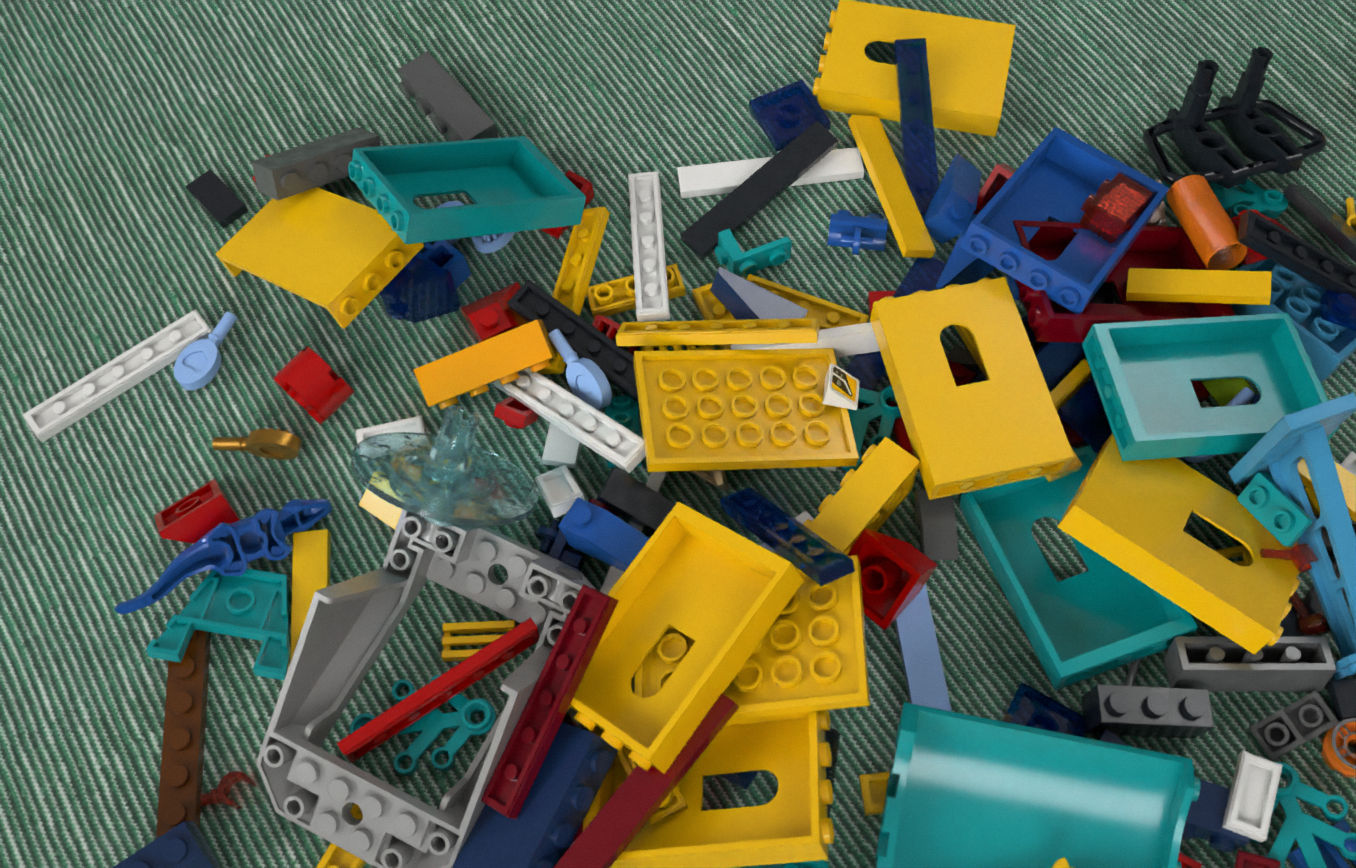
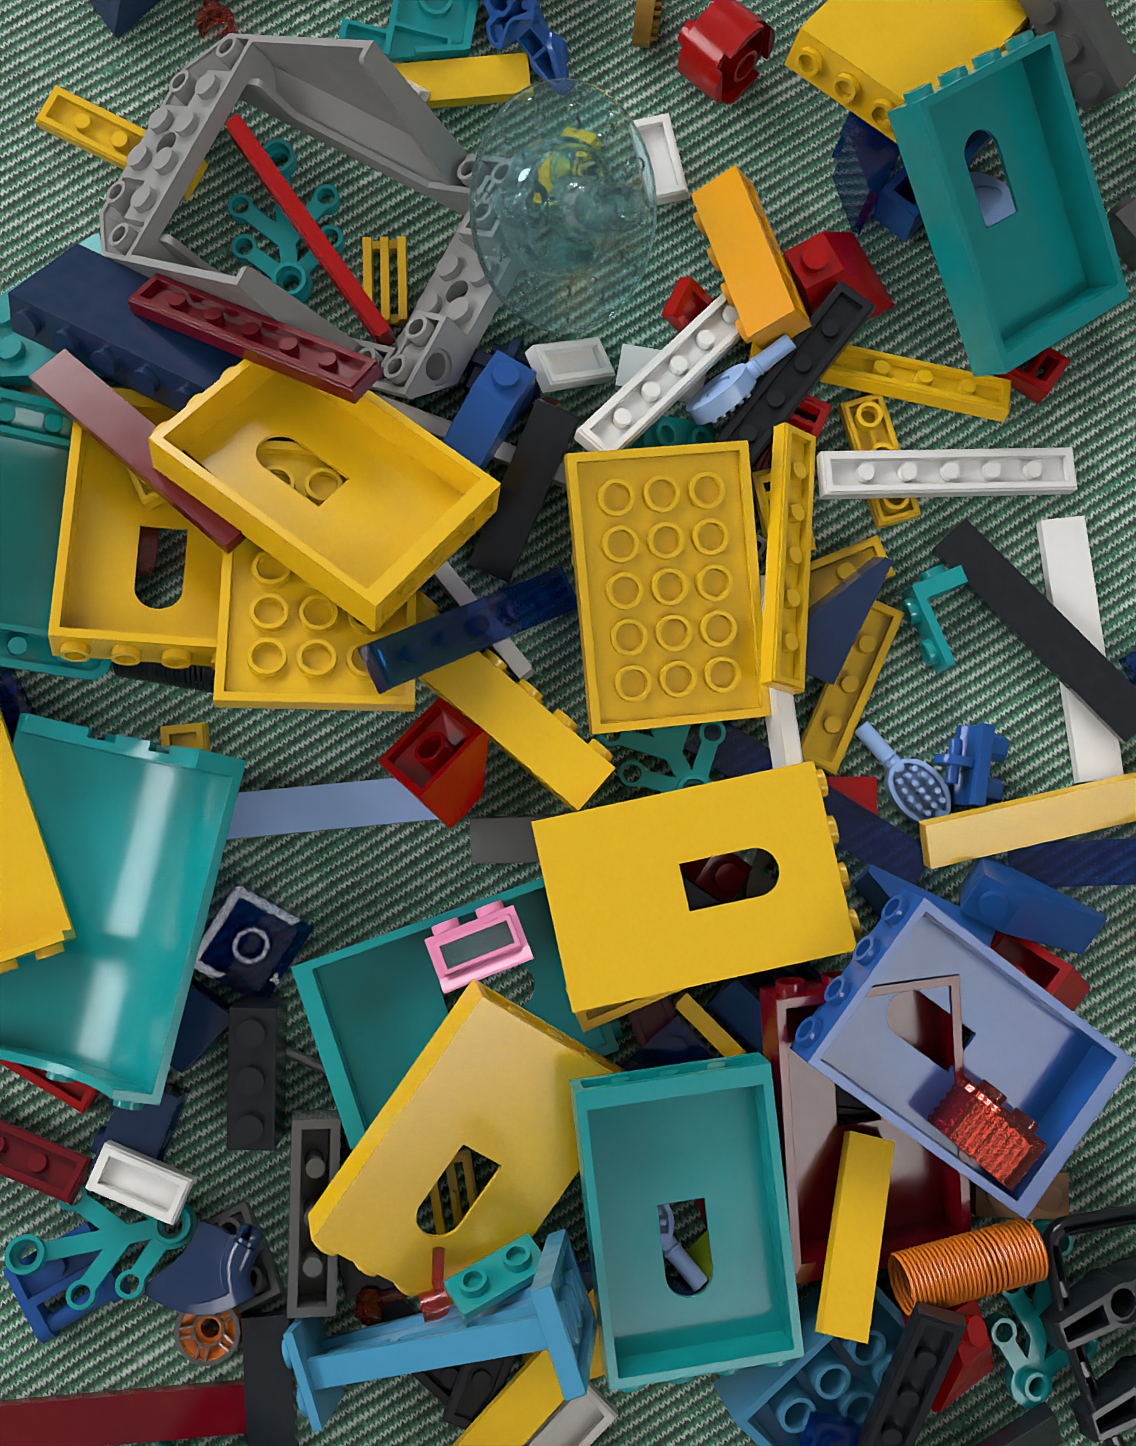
camera: 85 degrees right, 20 degrees up
(840, 388) = (696, 718): slope -> none
(872, 271) = (910, 784): none -> light blue piece
(1029, 536) = (477, 947): none -> bright pink window
(1313, 741) = (210, 1272): none -> dark blue arm

